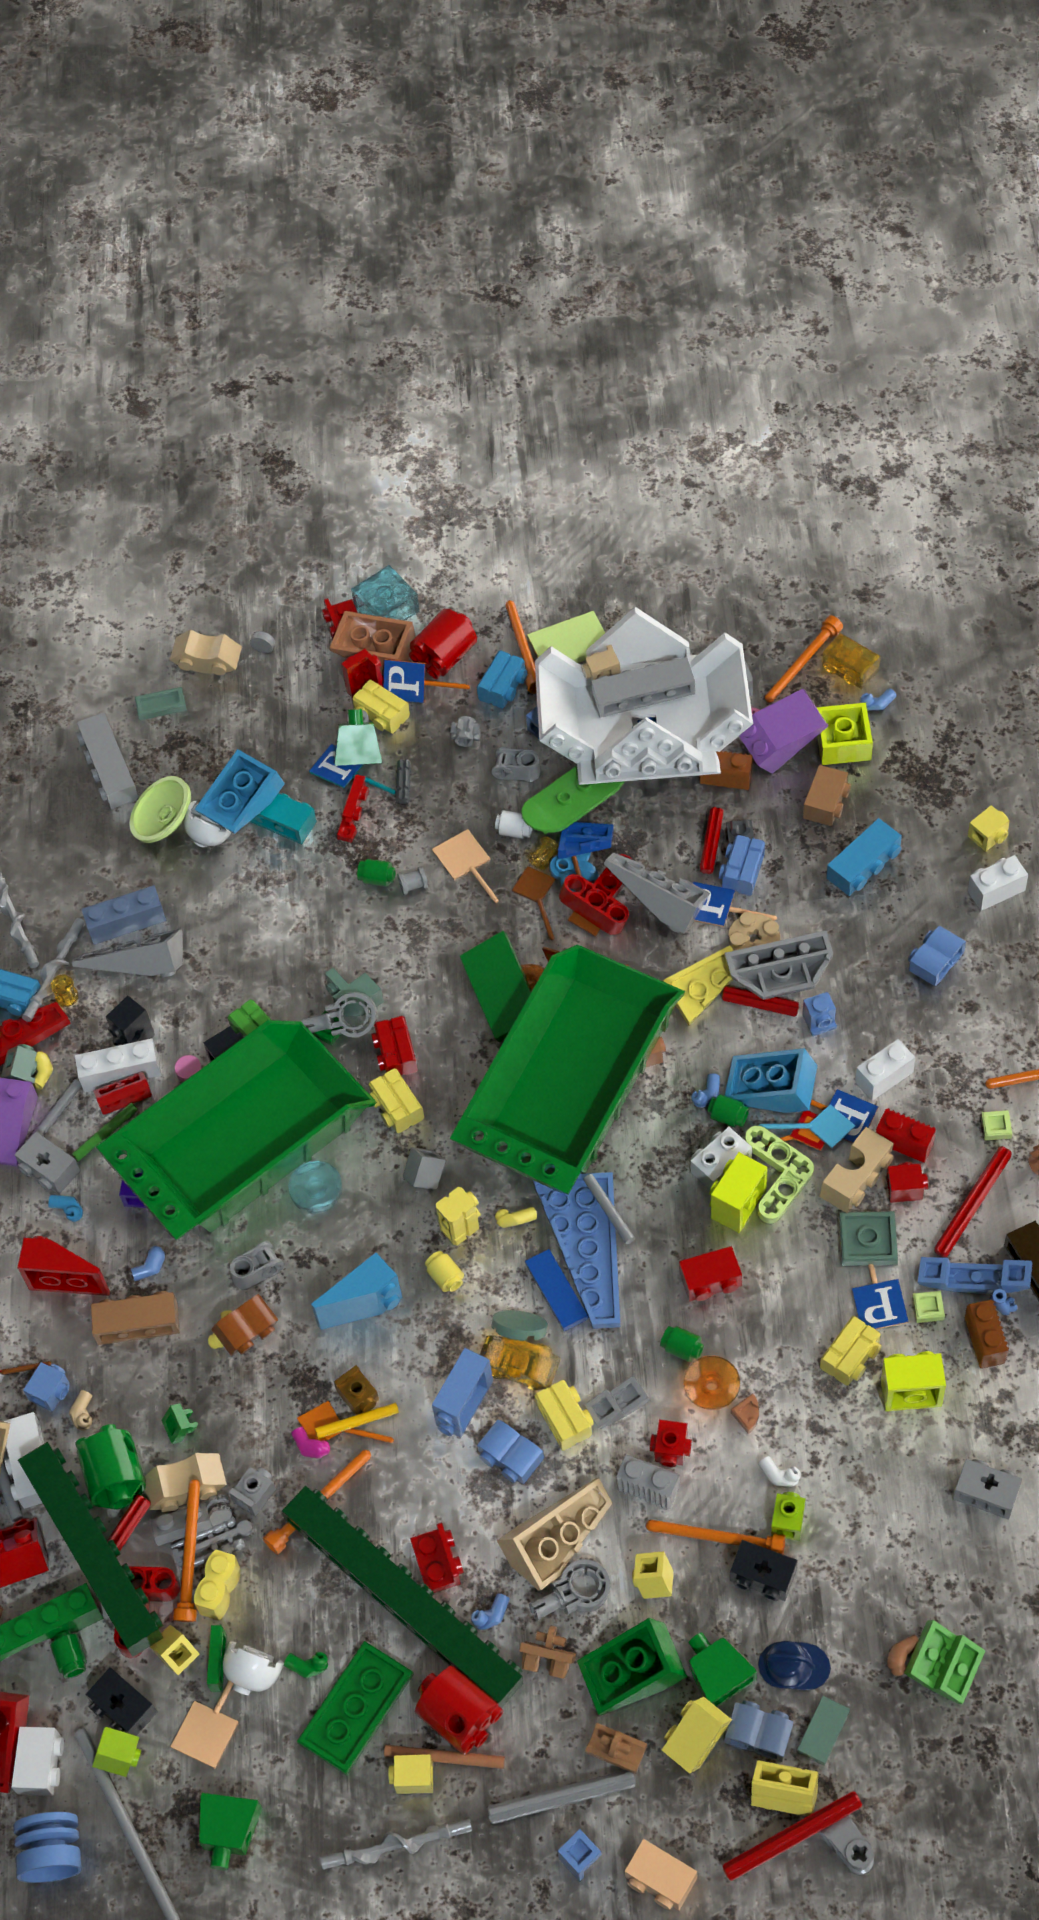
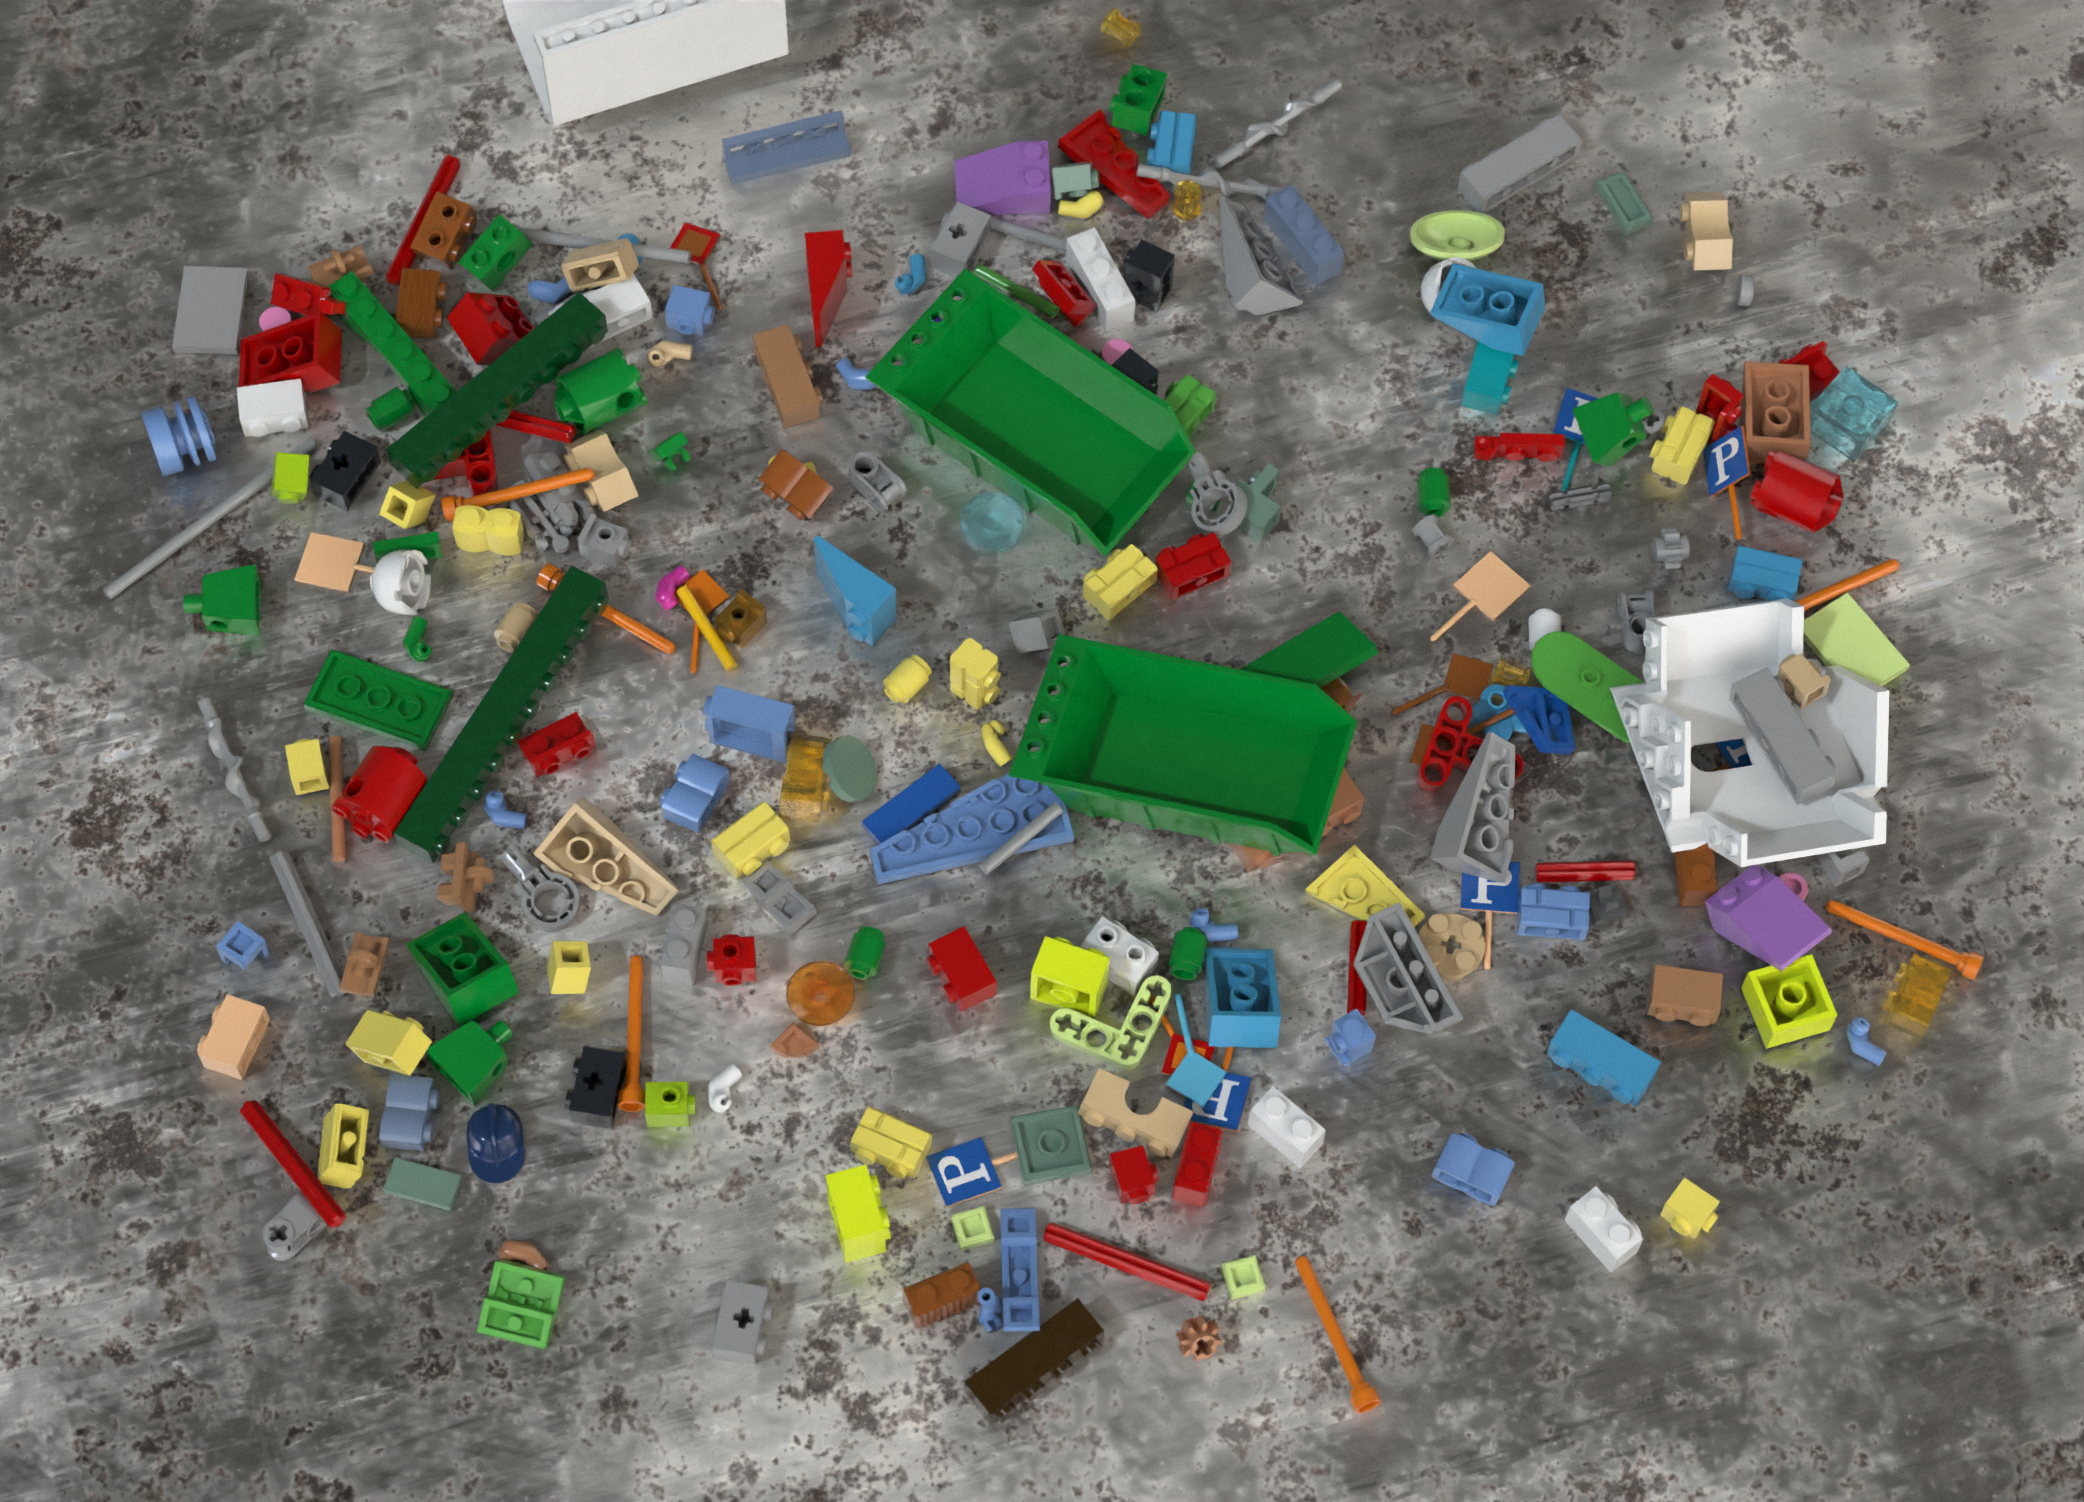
camera: 70 degrees right, 5 degrees up
(317, 1576) = (514, 626): none -> tan brick

